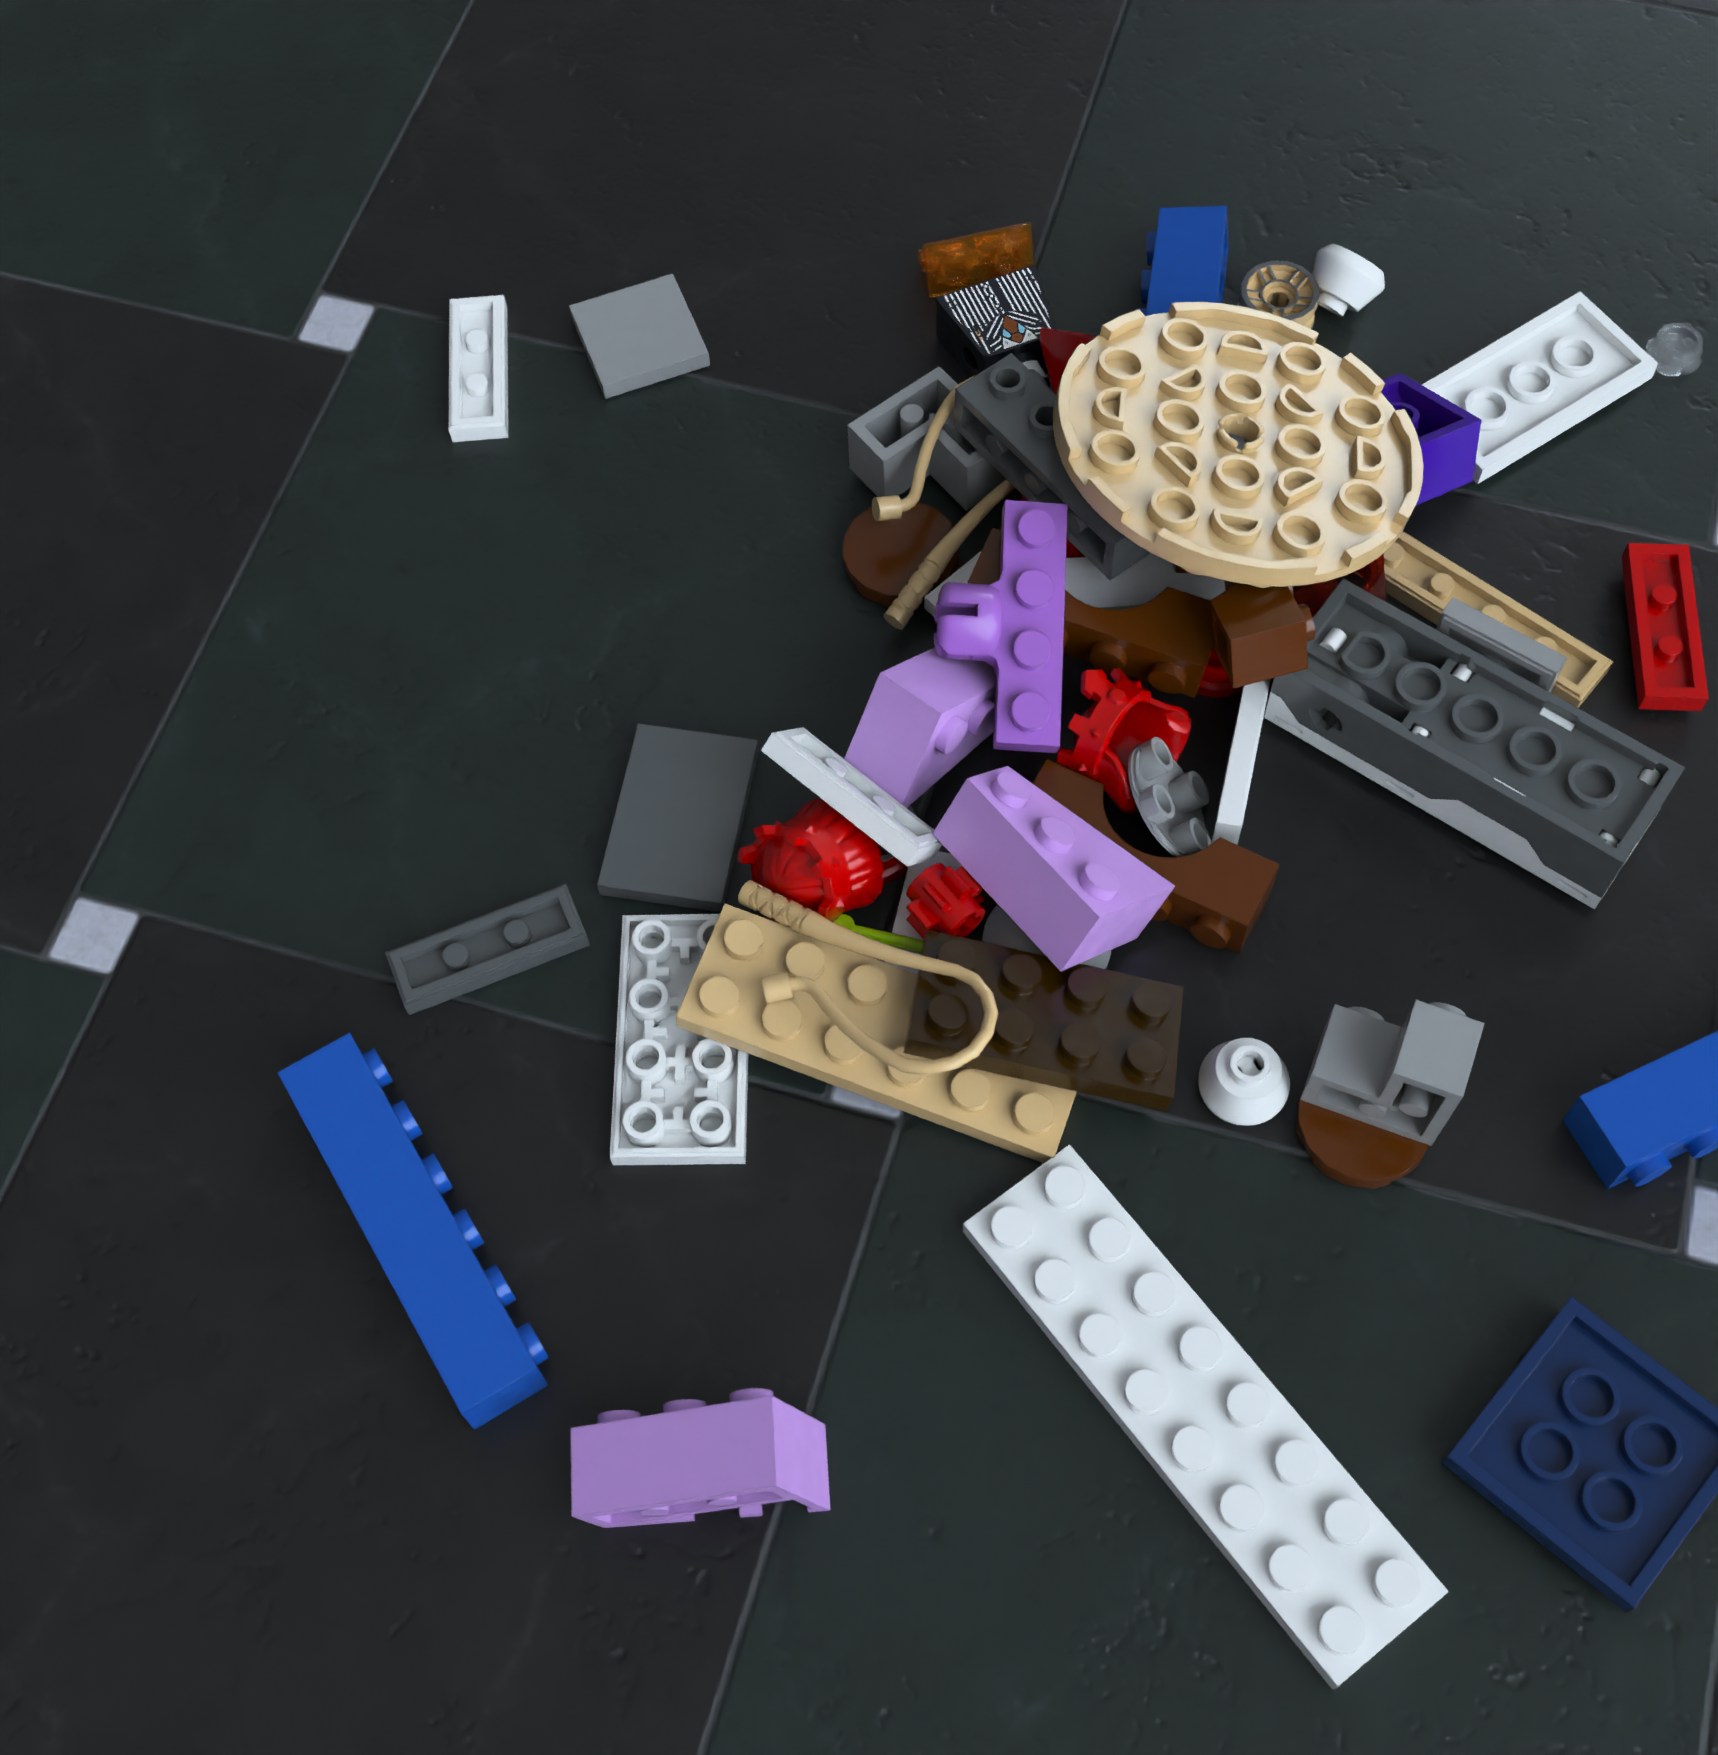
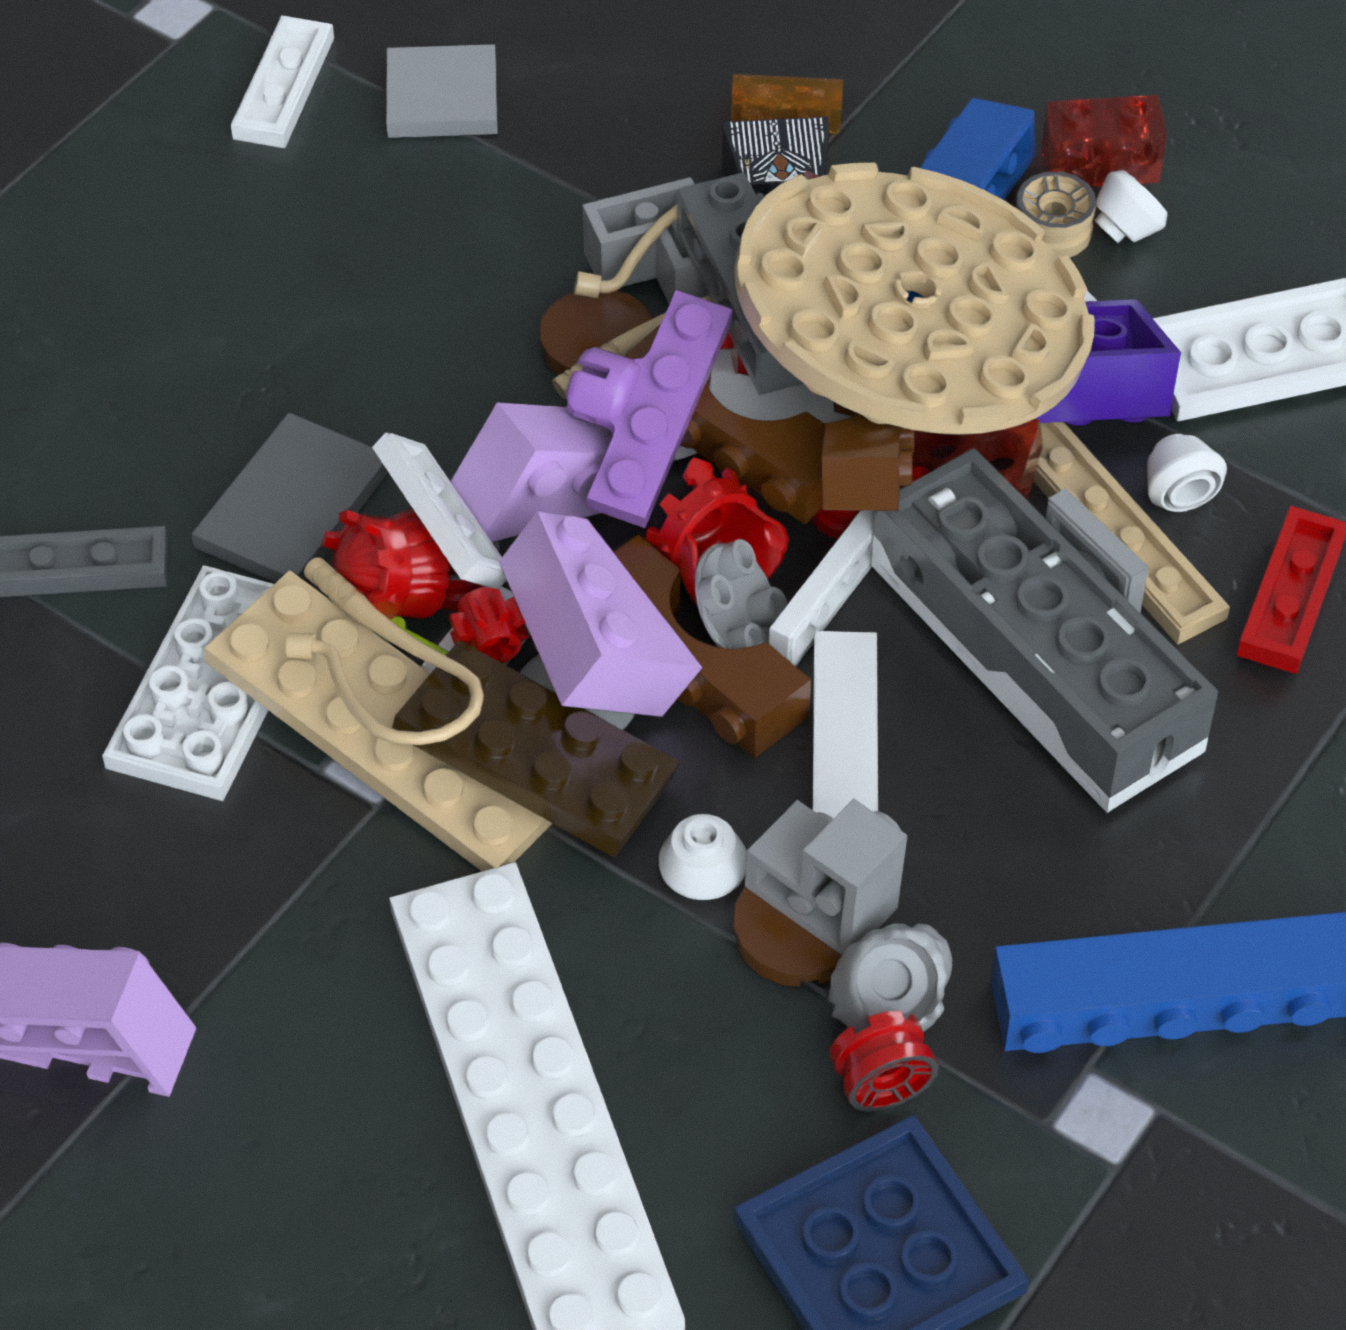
camera: 15 degrees right, 10 degrees down
(1293, 216) = (1105, 137): none -> clear red brick
(1321, 906) = (845, 721): none -> white tile
(1488, 1162) = (892, 972): none -> light grey hair
(1514, 536) = (1184, 473): none -> white cone
(1520, 1249) = (884, 1061): none -> red wheel

